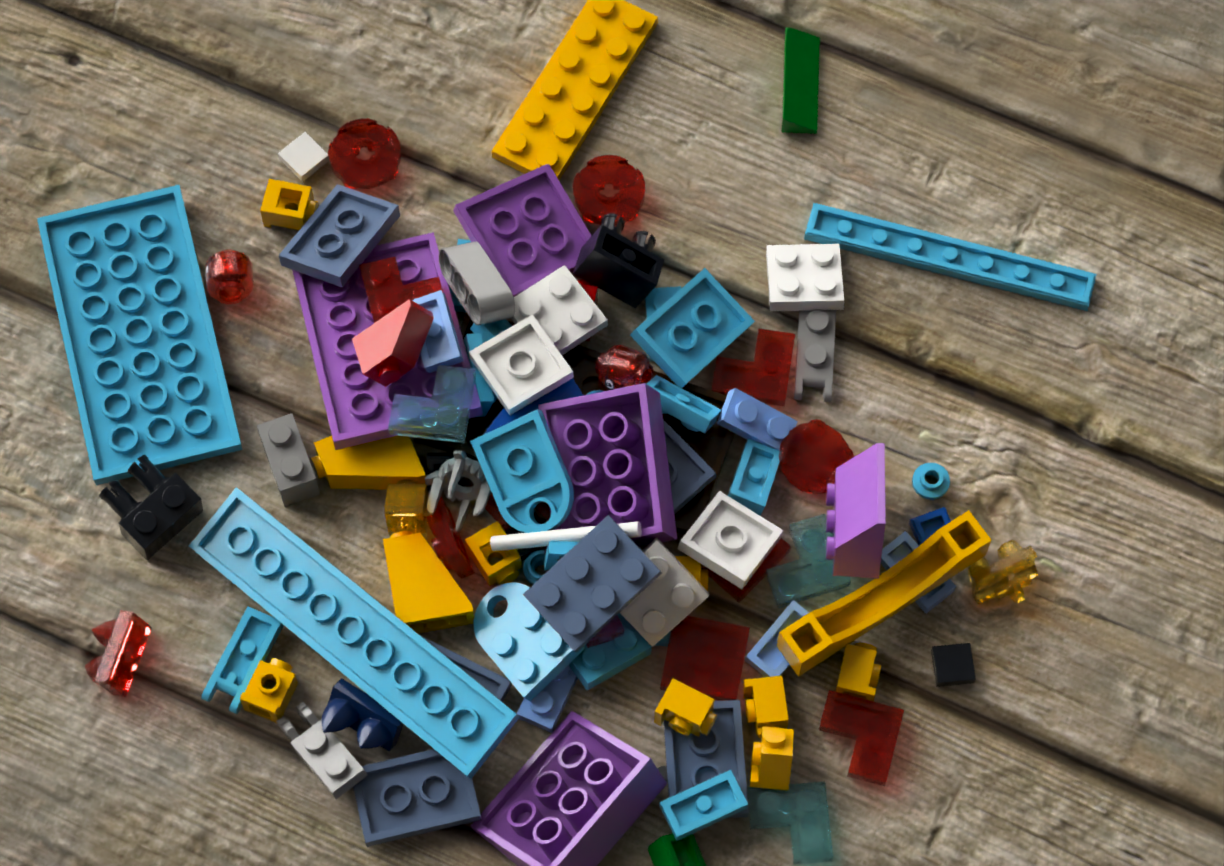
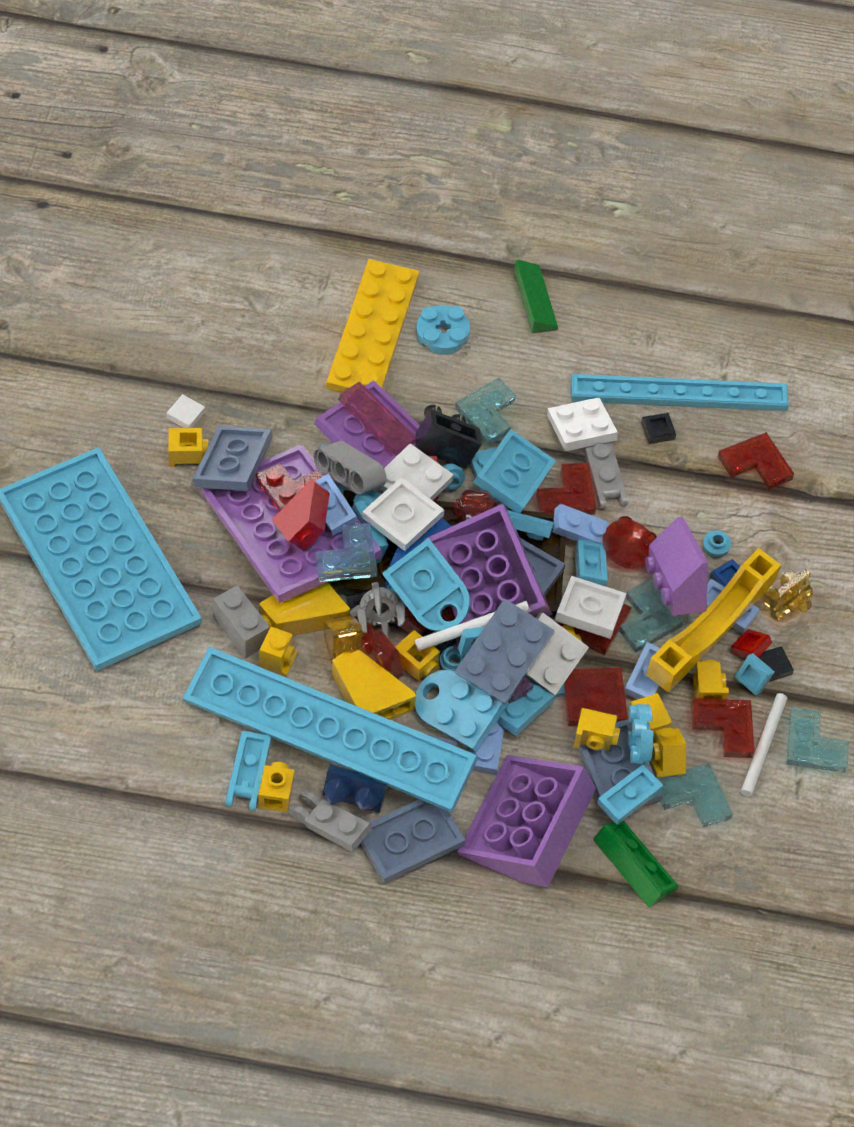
camera: 20 degrees left, 10 degrees down
(124, 647) = (154, 777): clear red tile -> none
(161, 515) = (154, 682): black brick -> none
(229, 276) = (156, 503): clear red head -> none
(322, 510) = (277, 652): none -> yellow brick
(365, 173) = (237, 414): clear red plate -> none
(534, 219) = (377, 418): none -> clear pink tile
(617, 315) = (458, 477): none -> medium azure plate
(622, 176) = (416, 379): clear red plate -> none
(665, 86) = (443, 316): none -> medium azure plate
(679, 228) = (482, 409): none -> clear light blue plate
(735, 730) = (640, 738): none -> medium azure plate
(905, 771) = (763, 745): none -> white bar
(906, 301) = (658, 428): none -> black tile
(920, 674) = (754, 674): none -> medium azure tile
(930, 632) = (751, 642): none -> red tile
(960, 792) = (810, 750): none -> clear light blue plate
(1026, 367) = (759, 454): none -> clear red plate

